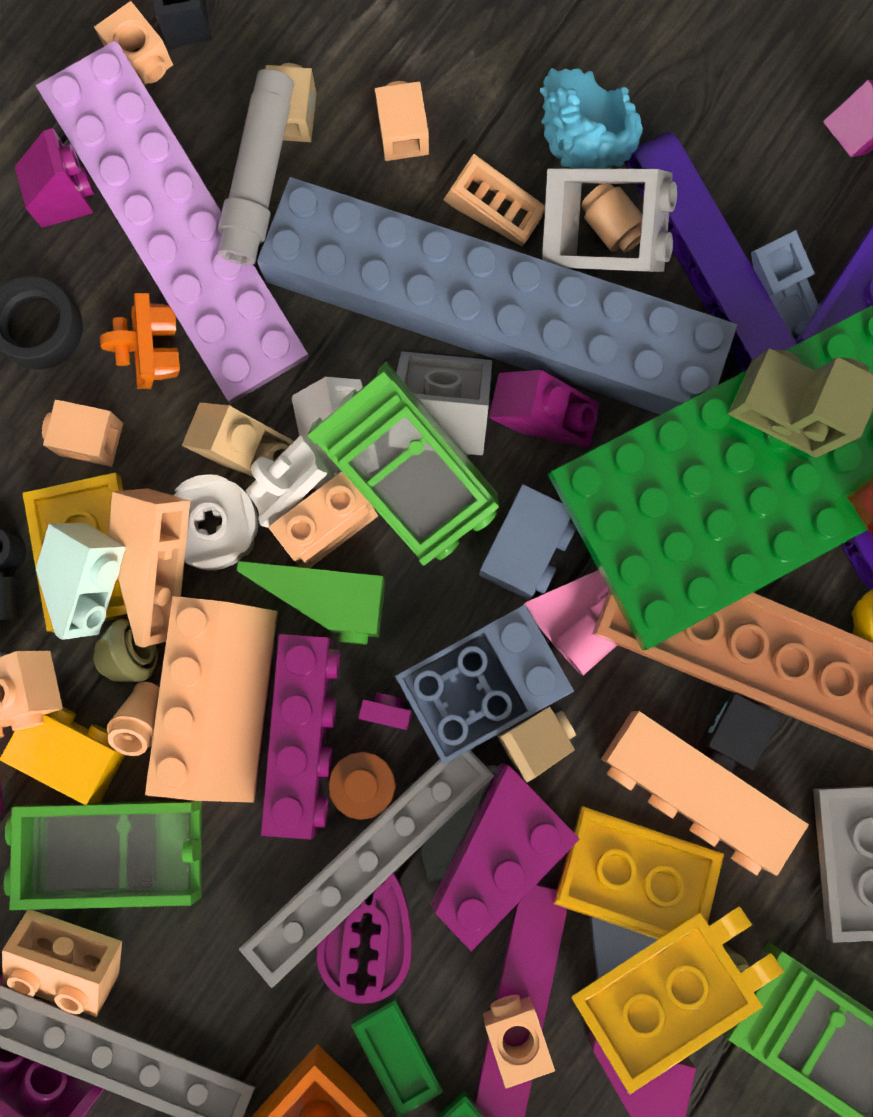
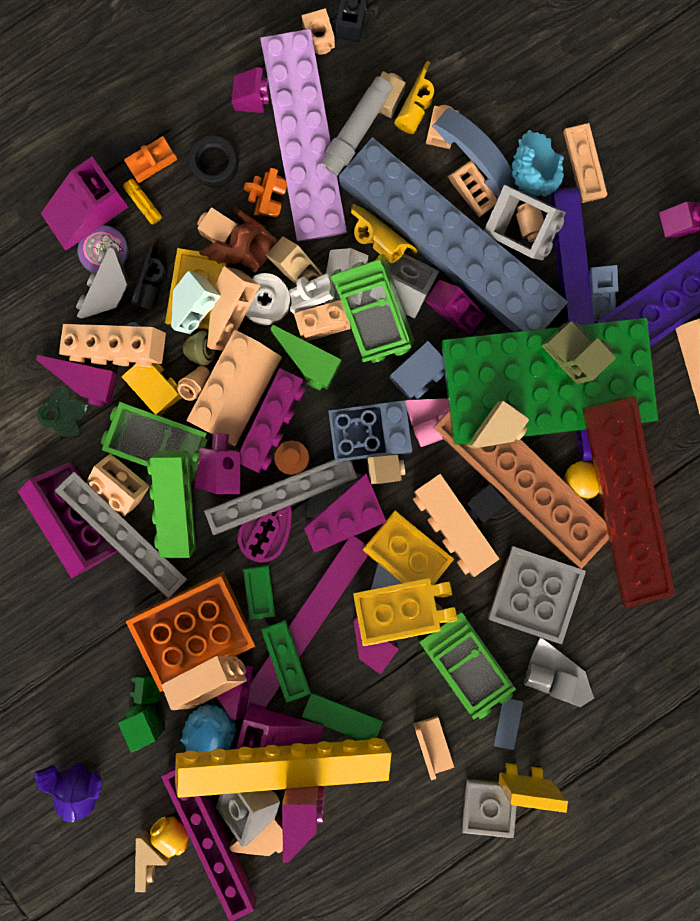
camera: 15 degrees right, 5 degrees up
(141, 440) = (246, 246): none -> copper helmet
(175, 961) = (172, 504): none -> bright green brick
(236, 860) = (218, 467): none -> magenta torso
(343, 102) = (414, 106): none -> yellow panel
(352, 334) = (373, 230): none -> yellow panel
(386, 711) = (317, 427): magenta plate -> none
(476, 125) = (478, 147): none -> sand blue slope
(523, 1061) = (319, 615): light nougat brick -> none
(662, 90) = (585, 162): none -> light nougat tile
(718, 587) = (500, 426): none -> tan slope

